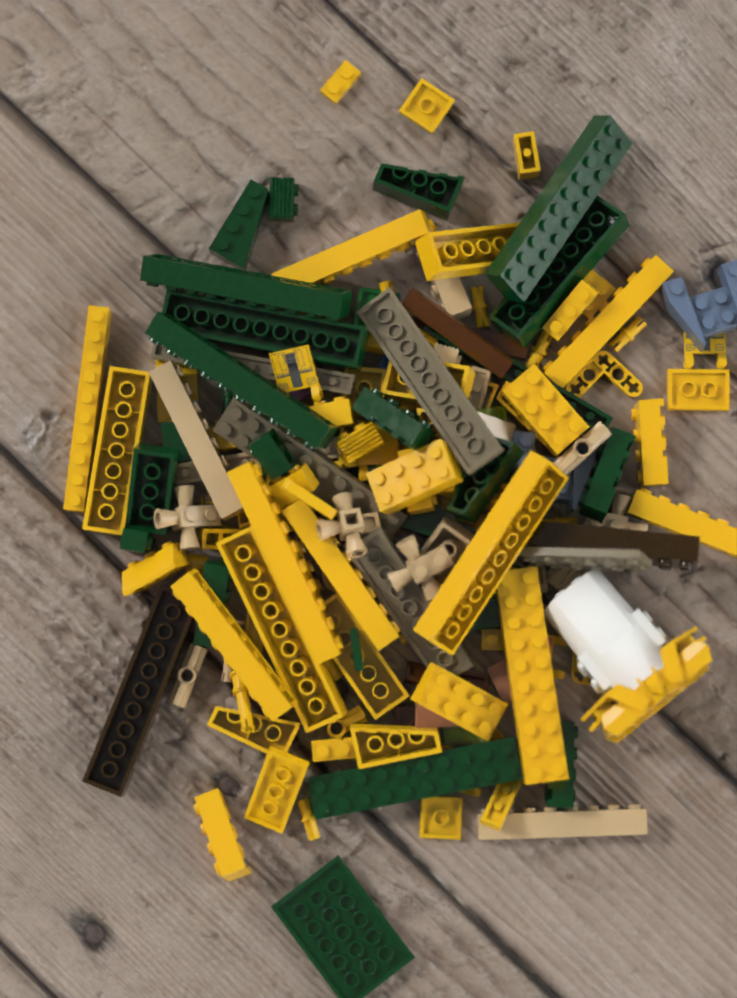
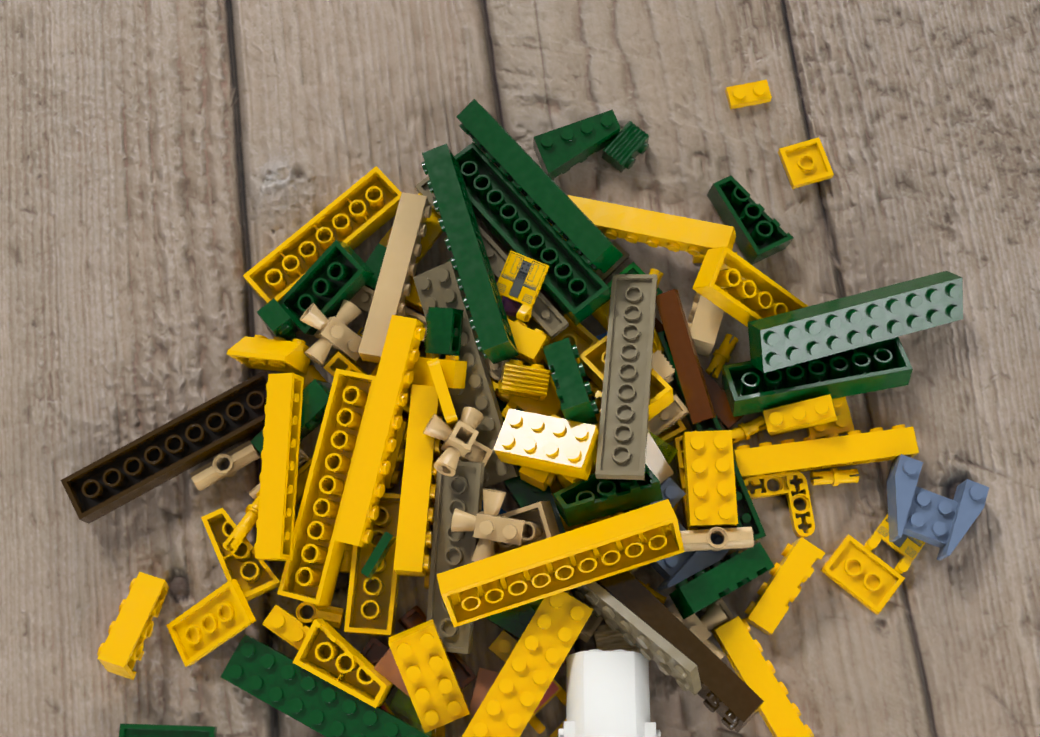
camera: 35 degrees right, 10 degrees down
(87, 408) = (369, 154): yellow brick -> none
(308, 819) = (214, 680): yellow axle -> none
(526, 155) = (860, 261): yellow brick -> none

